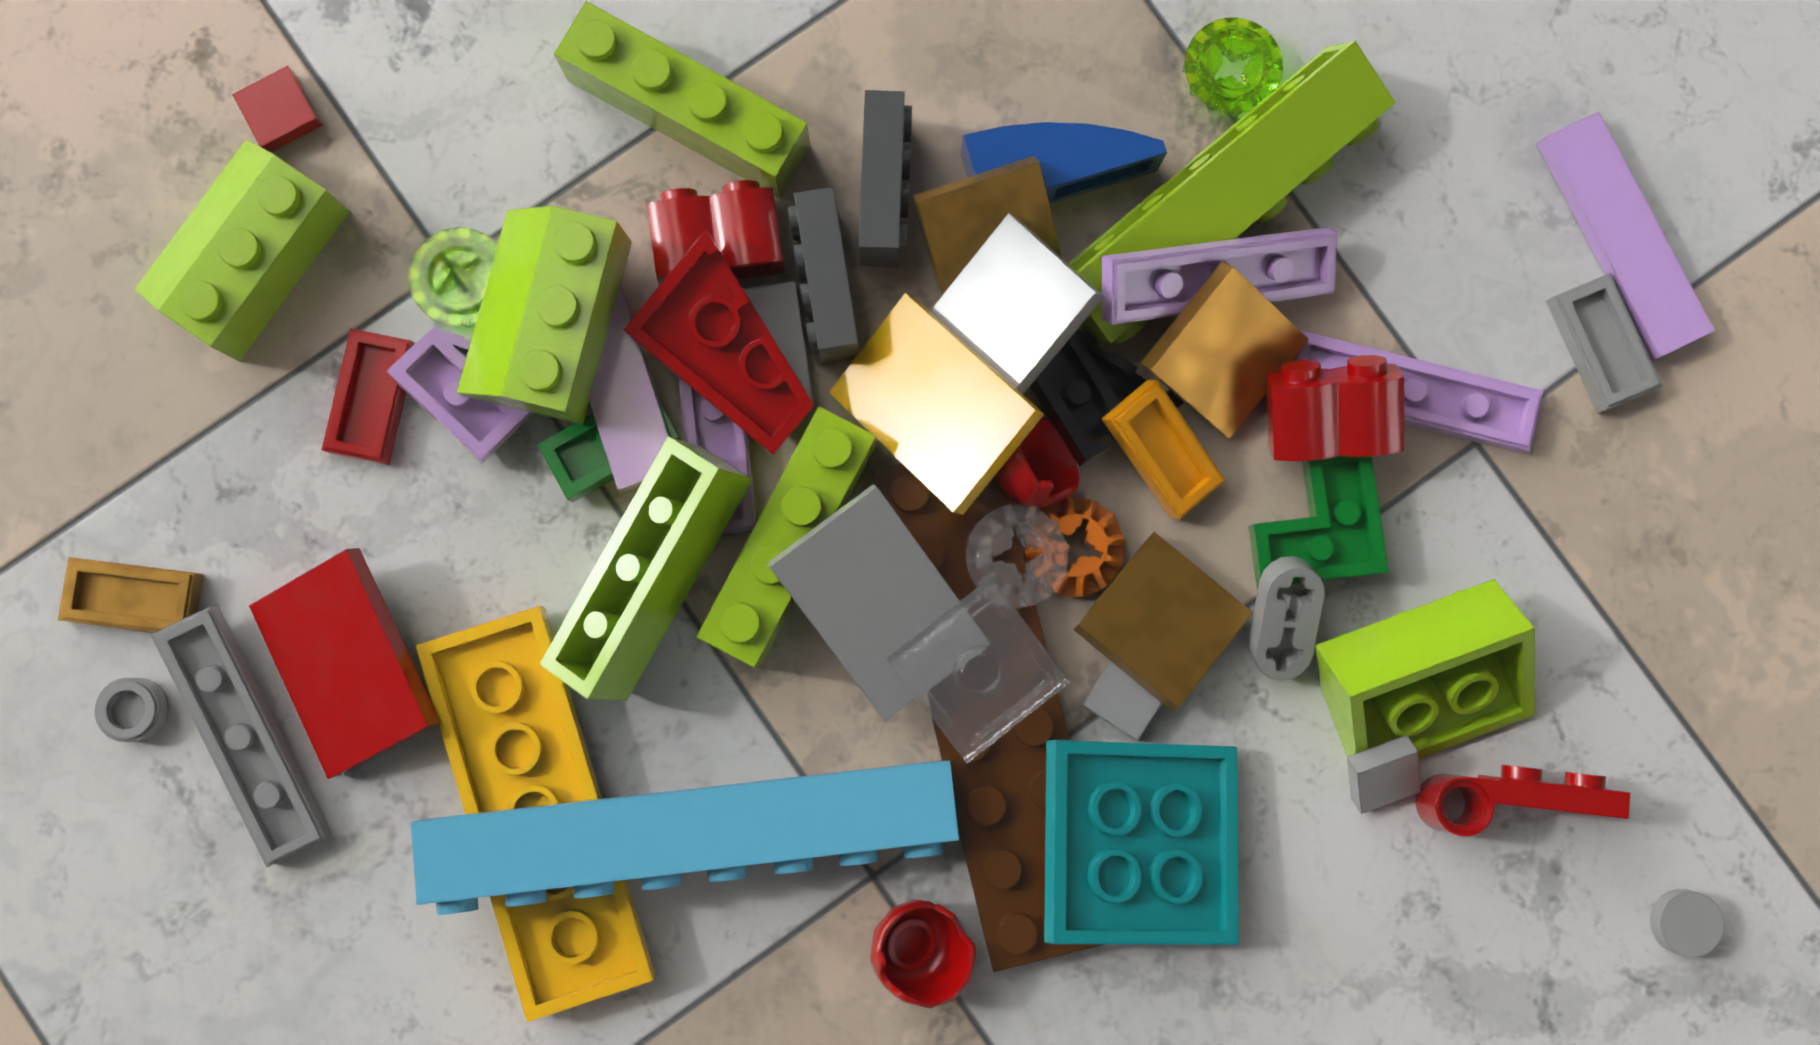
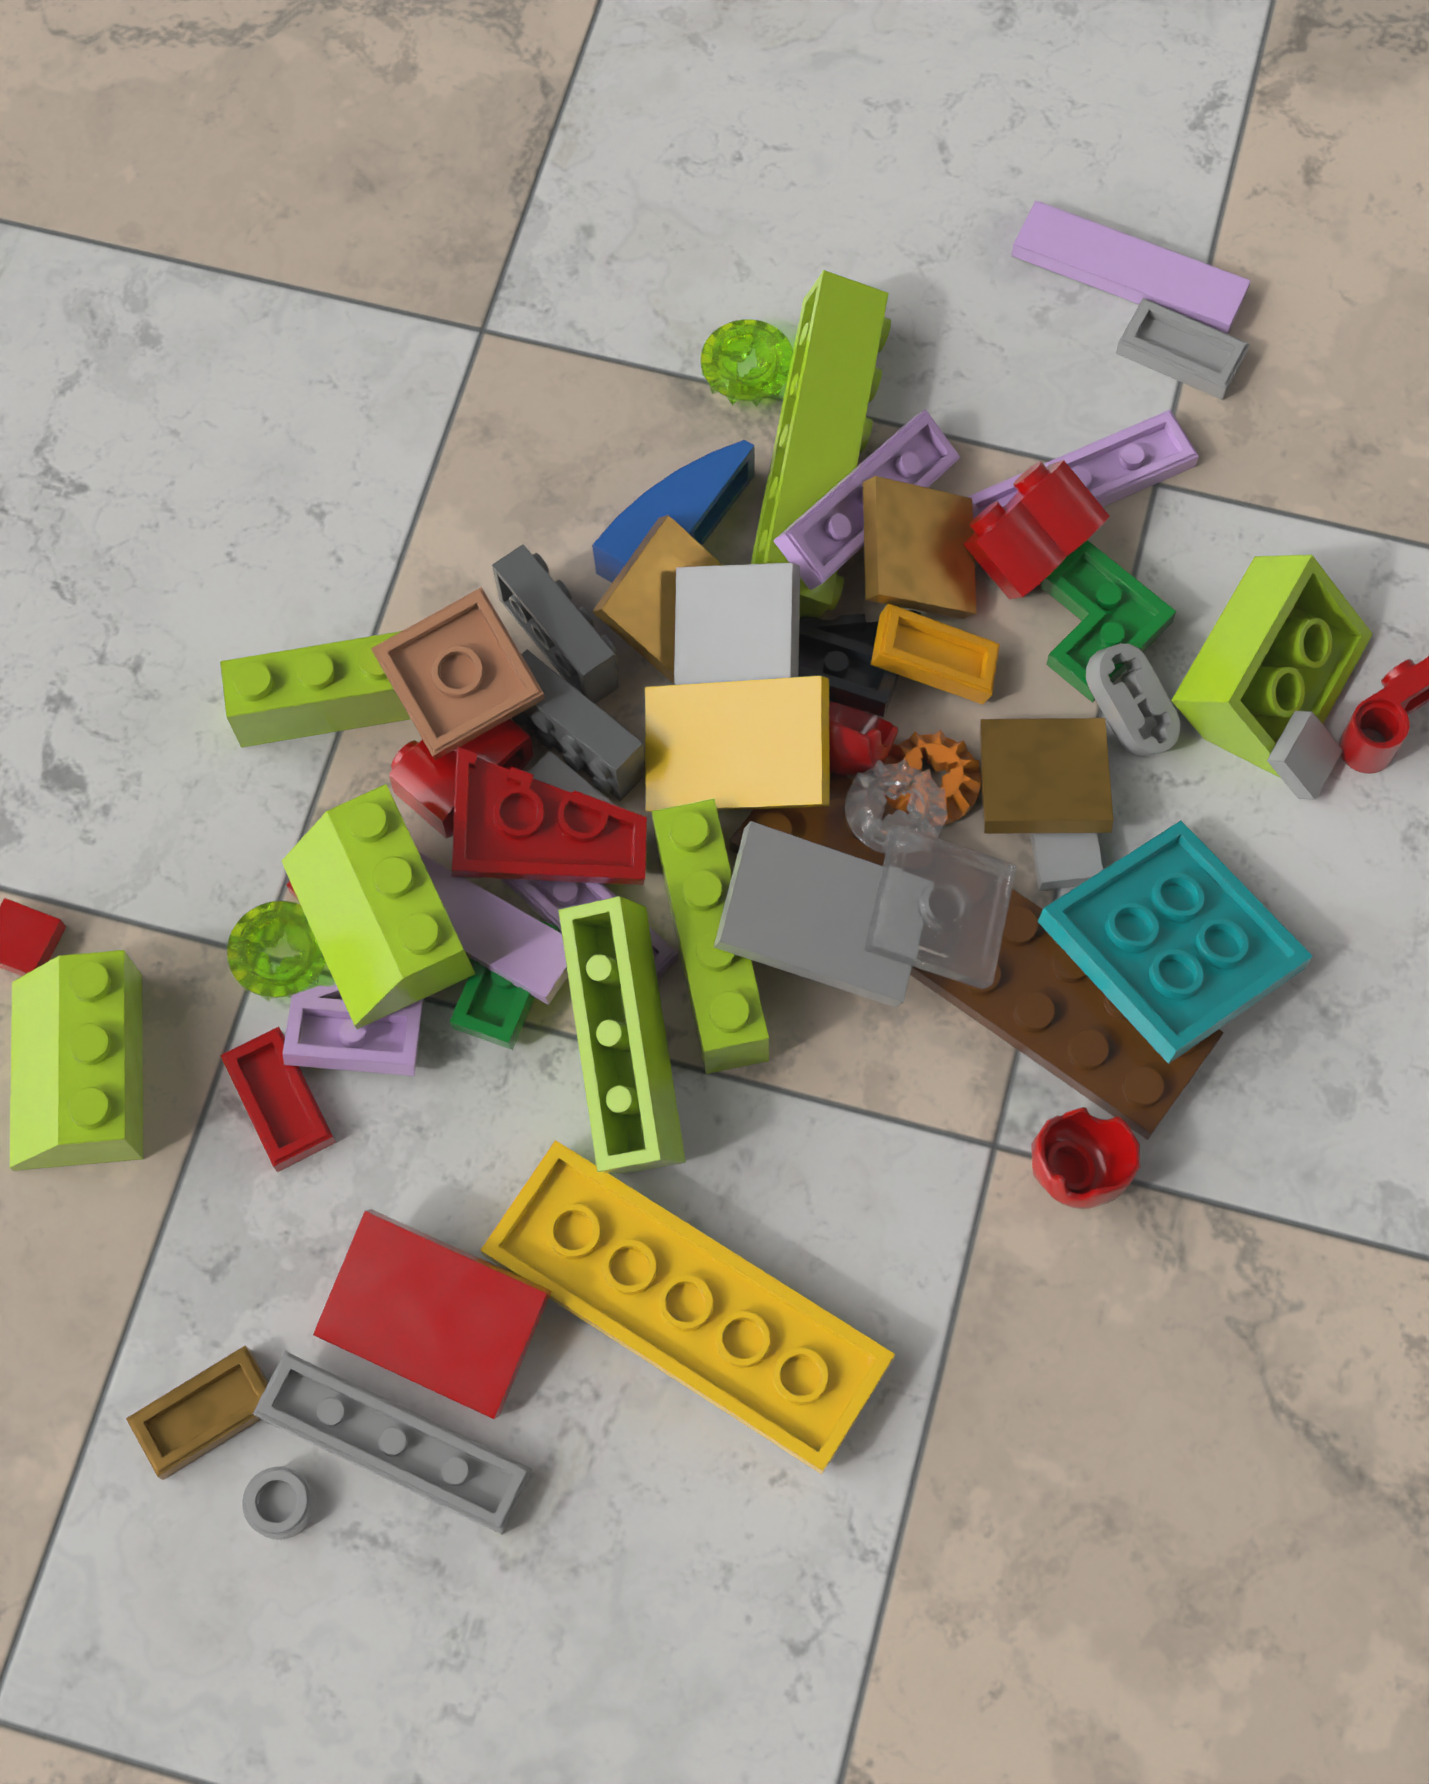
camera: 30 degrees left, 15 degrees down
(682, 832) = (817, 1211): medium azure brick -> none
(756, 166) = (458, 673): none -> nougat tile

